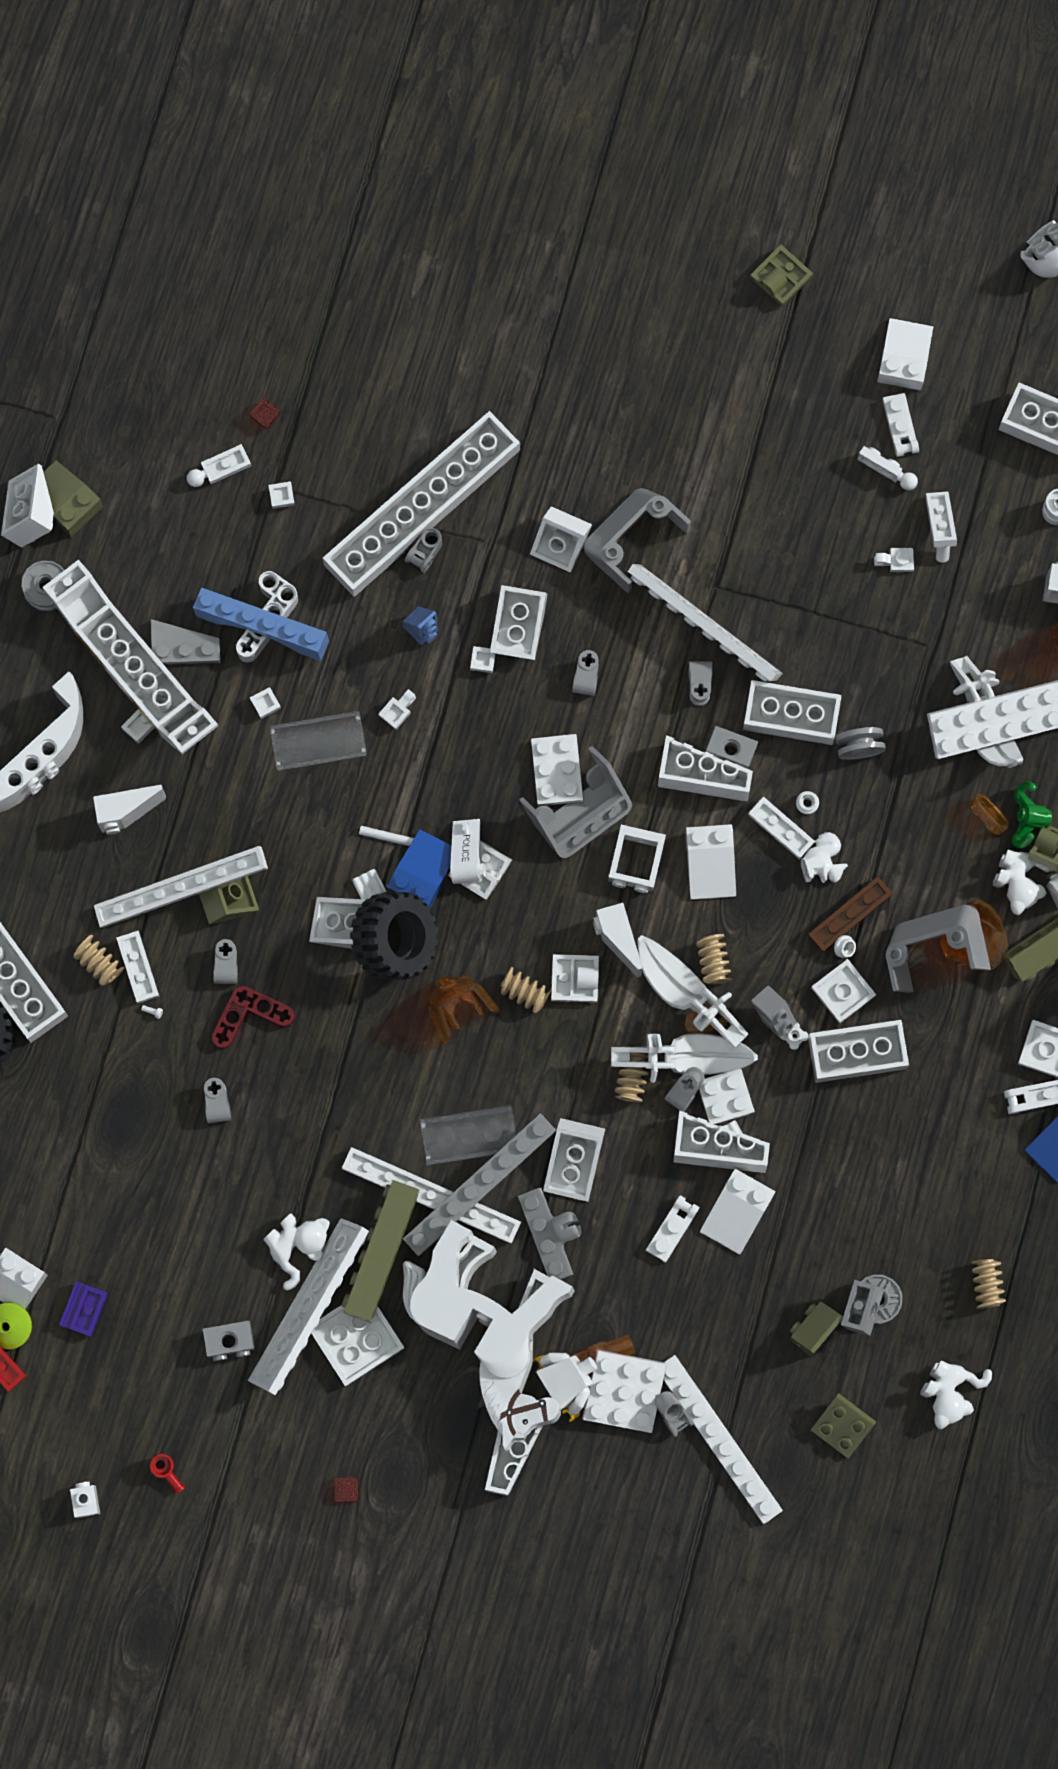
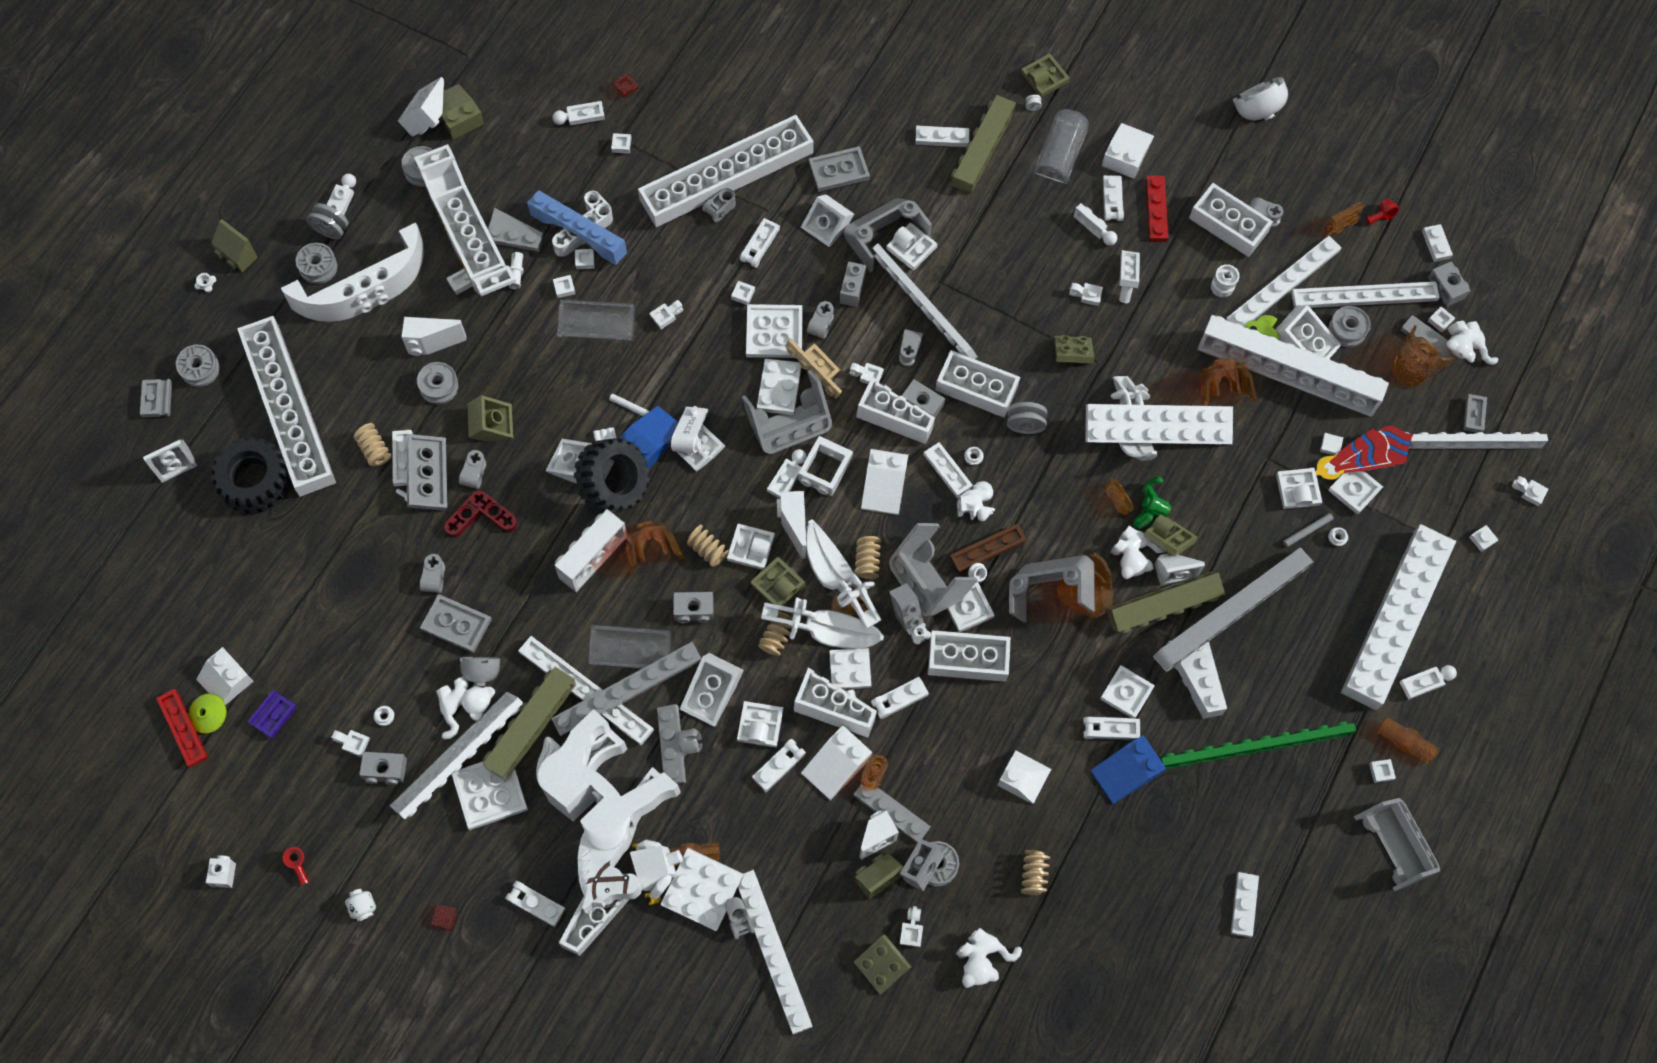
camera: 10 degrees right, 10 degrees down
(147, 850) = (437, 393): none -> light grey wheel
(180, 886) = (453, 400): white plate -> none
(180, 966) = (416, 479): none -> light grey plate
(187, 1319) = (352, 743): none -> white plate
(201, 694) = (516, 268): none -> white pin
(205, 1274) = (384, 710): none -> white plate
(251, 1499) = (360, 905): none -> white head
(260, 1152) = (455, 623): none -> light grey plate
(280, 660) = (584, 259): none -> white plate
(305, 1200) = (479, 669): none -> light grey cylinder
(393, 1029) = (590, 550): none -> white brick
(421, 625) = (702, 256): medium blue slope -> none
(443, 1450) = (536, 904): none -> white plate
(486, 587) = (760, 242): none -> white plate
(518, 622) = (778, 269): white slope -> none
(533, 700) = (771, 328): none -> white plate
(538, 1058) = (684, 600): none -> light grey brick
(557, 466) = (839, 169): none -> light grey plate
(595, 879) = (787, 474): none -> white plate
(597, 732) = (818, 363): none -> tan bracket
(612, 617) = (852, 284): none -> light grey brick
(617, 1015) = (777, 582): none -> olive plate
(639, 1187) = (760, 724): none -> white plate
(658, 728) = (866, 372): none -> white plate
(671, 549) = (911, 246): none -> white plate
(673, 389) = (942, 136): none -> white plate
(684, 1090) = (818, 653): light grey piece -> none
(727, 389) = (983, 145): none -> olive brick
(775, 317) = (1033, 102): none -> white bush
(775, 965) = (912, 566): none -> light grey windscreen
(782, 1214) = (872, 775): none -> clear orange plate
(791, 1117) = (900, 697): none -> white plate
(803, 1282) = (878, 834): none -> white slope
(812, 1251) = (901, 817): none -> light grey plate
(823, 369) = (1062, 145): none -> clear brick
(867, 1383) = (911, 933): none -> white plate
(896, 640) = (1073, 349): none -> olive plate
(951, 1175) = (1024, 777): none -> white slope
(956, 425) = (1157, 208): none -> red plate

